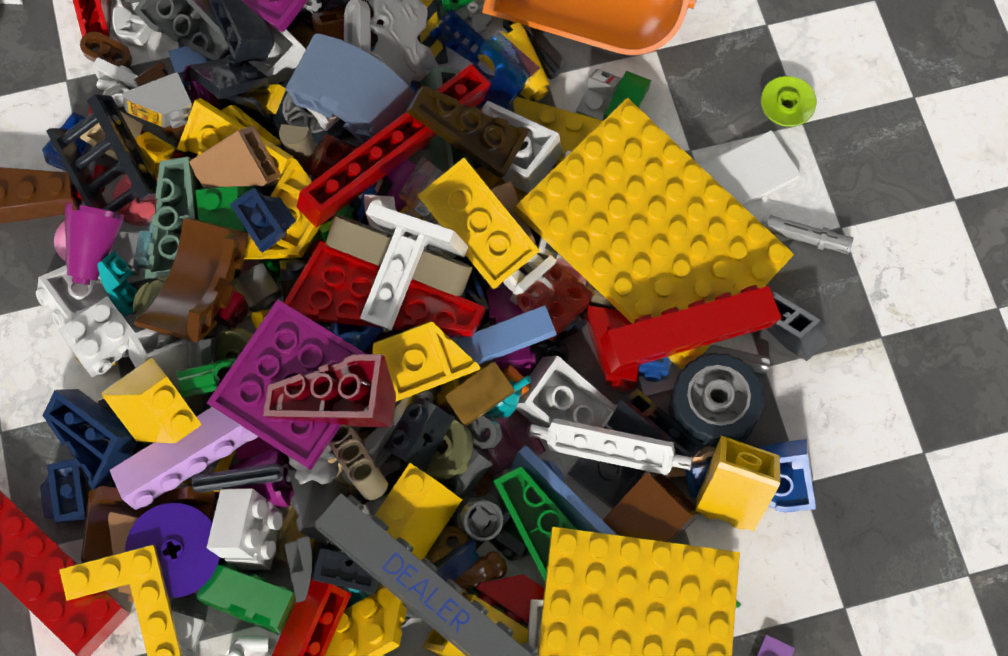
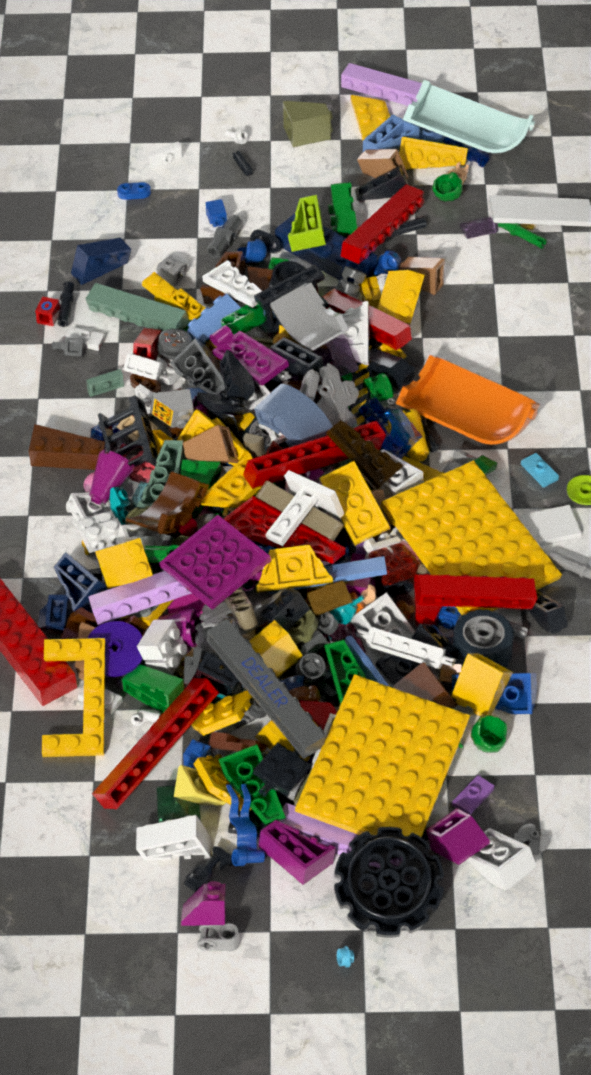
camera: 15 degrees right, 20 degrees down
(44, 62) = (105, 383): none -> sand green plate
(94, 26) = (142, 366): none -> white plate
(237, 478) = (165, 614): black axle -> none
(263, 217) = (220, 479): dark blue slope -> none
(343, 393) = (243, 567): dark red wedge -> none
(532, 367) = (369, 595): none -> light nougat piece
(588, 361) = (405, 609): none -> clear orange plate
(712, 78) = (539, 470): none -> medium azure plate
(767, 563) = (489, 734): none -> green hair

